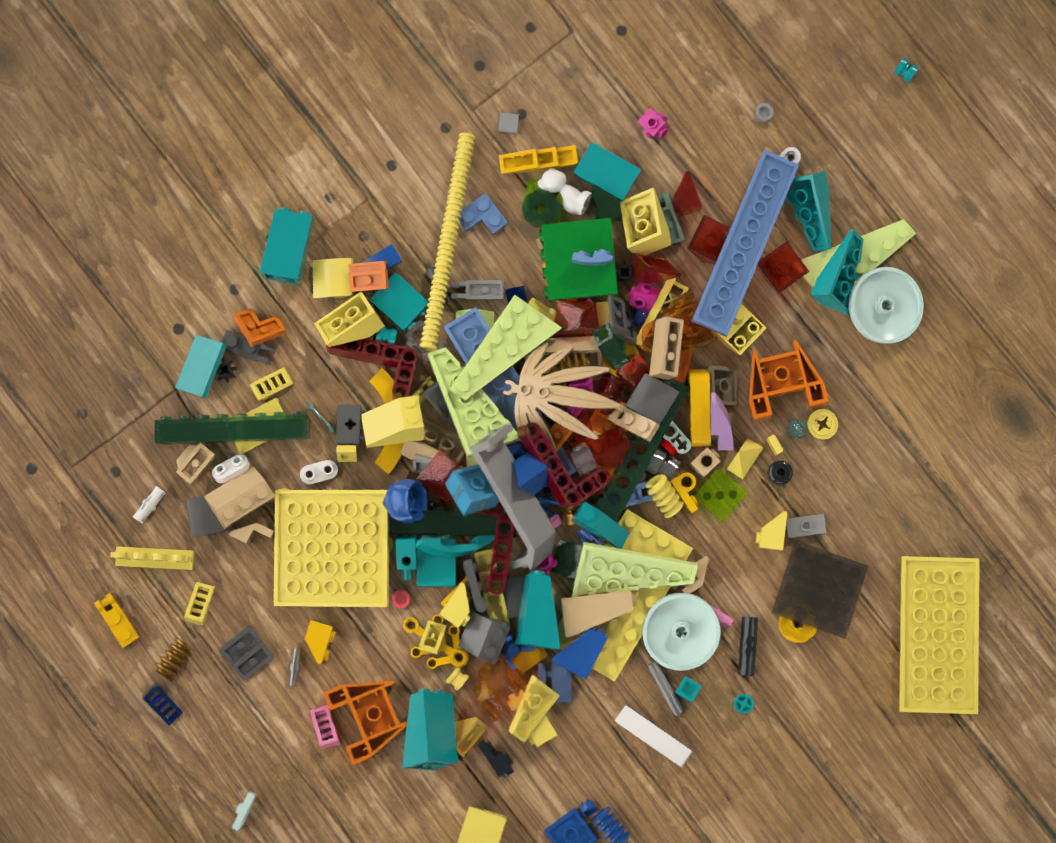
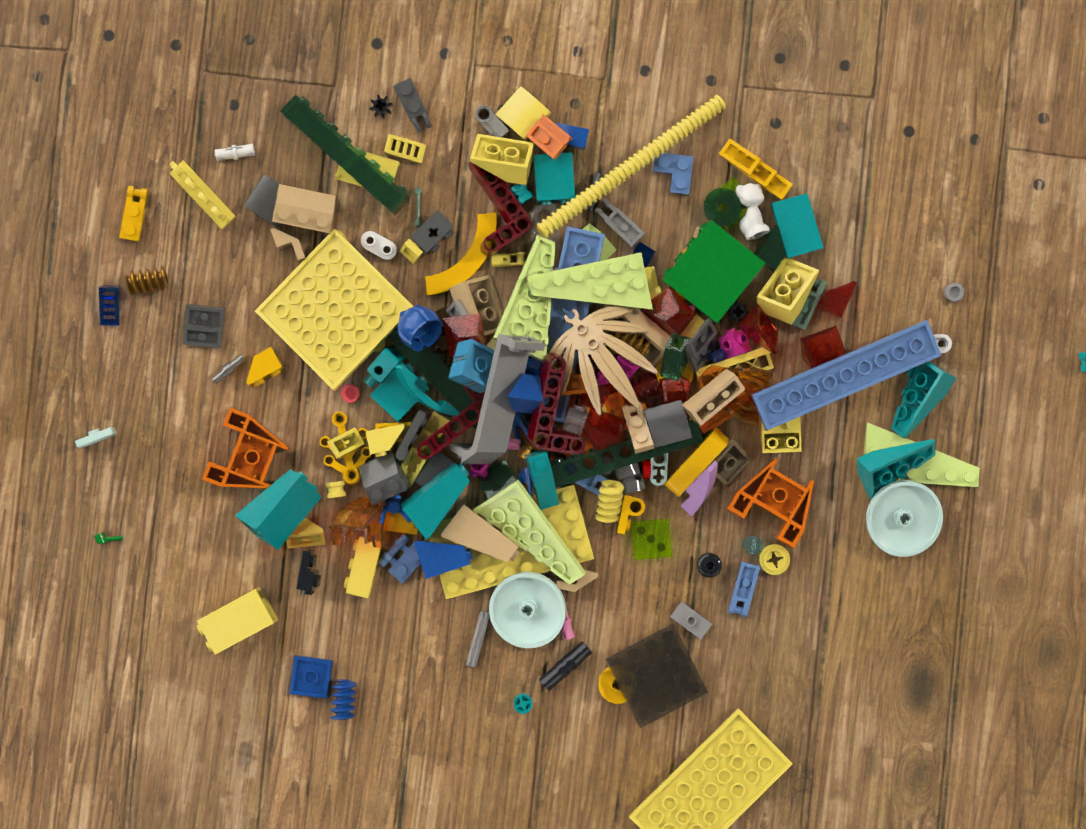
camera: 40 degrees right, 5 degrees up
(190, 609) = (200, 268): light yellow slope -> none
(194, 462) = (295, 152): tan slope -> none
(201, 366) = (366, 87): tile -> none
(230, 468) = (317, 182): white plate -> none
(256, 331) = (431, 100): orange plate -> none
(287, 246) = (512, 58): teal slope -> none
(318, 306) = (492, 123): none -> light grey piece
(330, 742) = (207, 450): bright pink slope -> none
(394, 423) = (464, 262): light yellow slope -> none
(436, 399) = (513, 271): dark grey hinge -> none
(508, 123) = (759, 121): light grey tile -> none
(532, 708) = (367, 563): light yellow wing -> none
(588, 808) = (341, 670): blue hinge -> none
(599, 257) = (728, 285): medium blue slope -> none
(653, 736) = (436, 664): white slope -> none
(654, 124) = (865, 224): dark pink brick -> none
(688, 689) = (492, 655): teal panel -> none
(699, 468) = (654, 506): tan brick -> none
(745, 458) = (694, 530): light yellow slope -> none
(773, 533) = (662, 603): light yellow slope -> none
(775, 445) = (725, 541): light yellow tile -> none
(782, 268) = (855, 419): clear red slope -> none
(821, 466) = (744, 588): none -> medium blue plate

